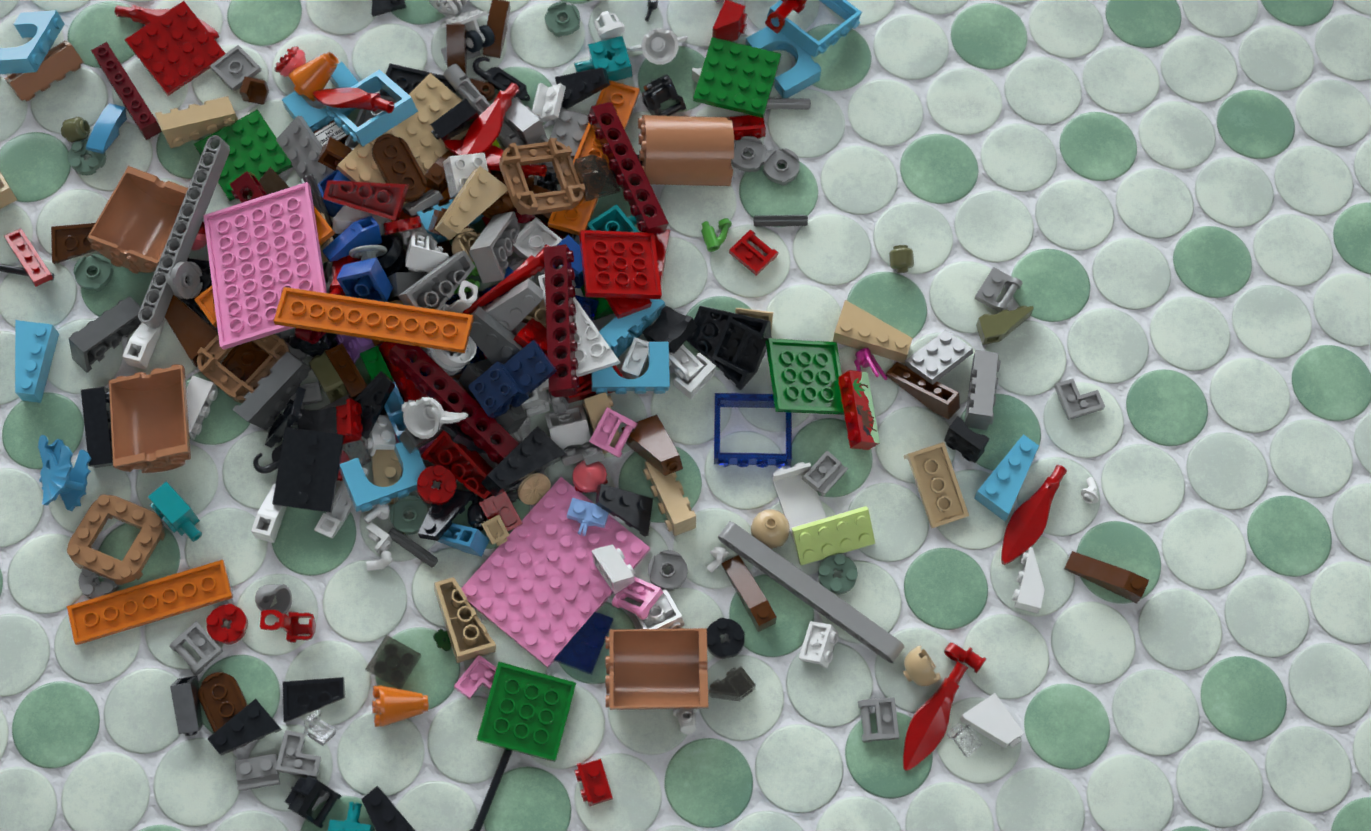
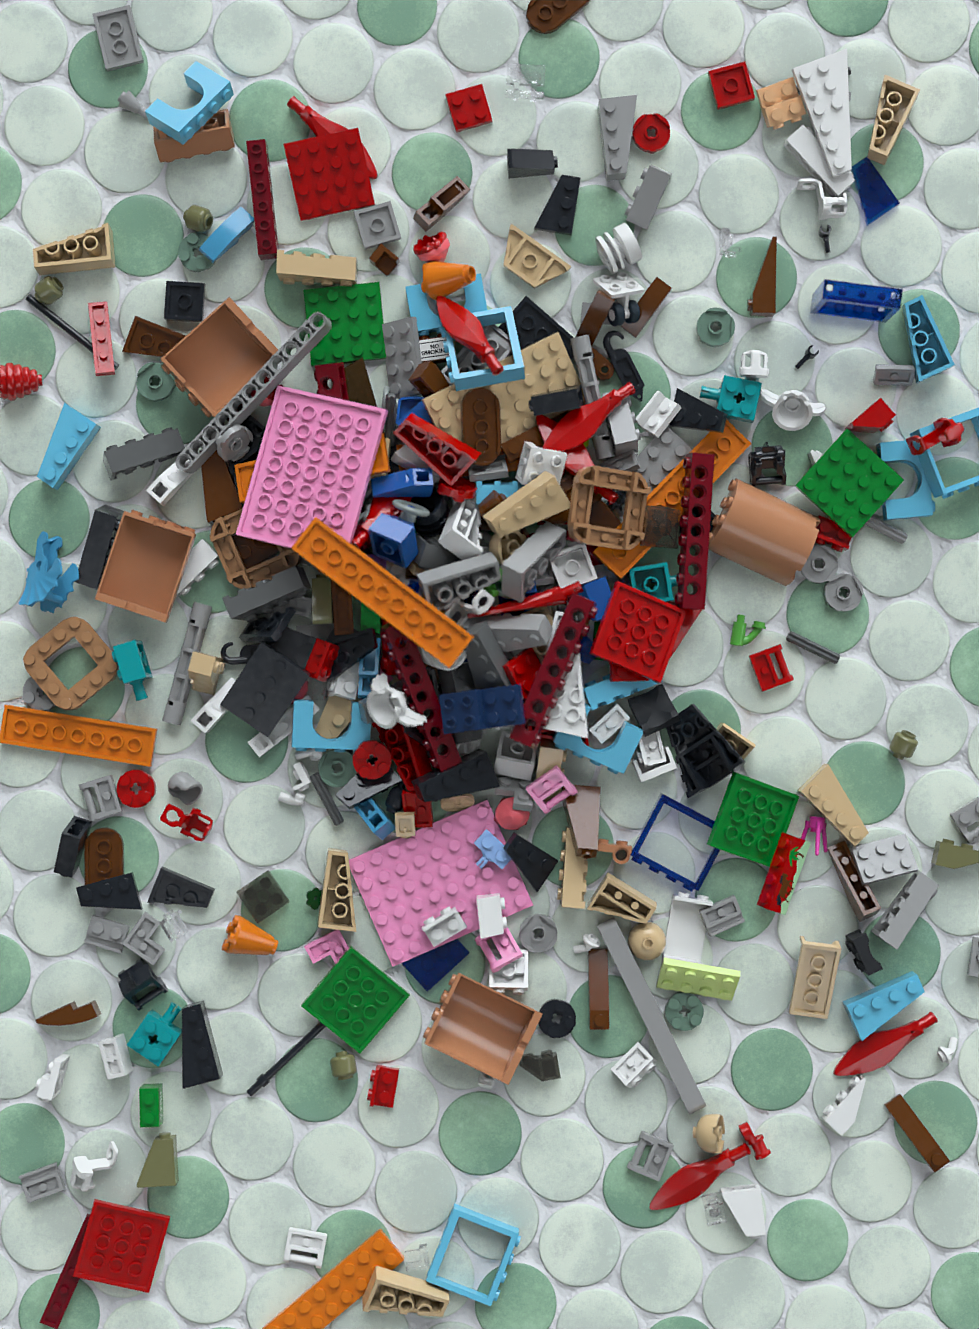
camera: 25 degrees right, 20 degrees up
(90, 197) = (184, 301): none -> black plate
(226, 490) = (181, 683): none -> light grey piece
(246, 480) = (205, 672): none -> tan wedge
(282, 29) = (441, 203): none -> slope
(381, 37) = (531, 260): none -> tan wing
(545, 779) = (343, 1065): none -> olive head
(575, 602) = (444, 926): none -> white bracket
(694, 463) = (604, 846): none -> nougat plate
(727, 501) = (621, 900): none -> tan wedge

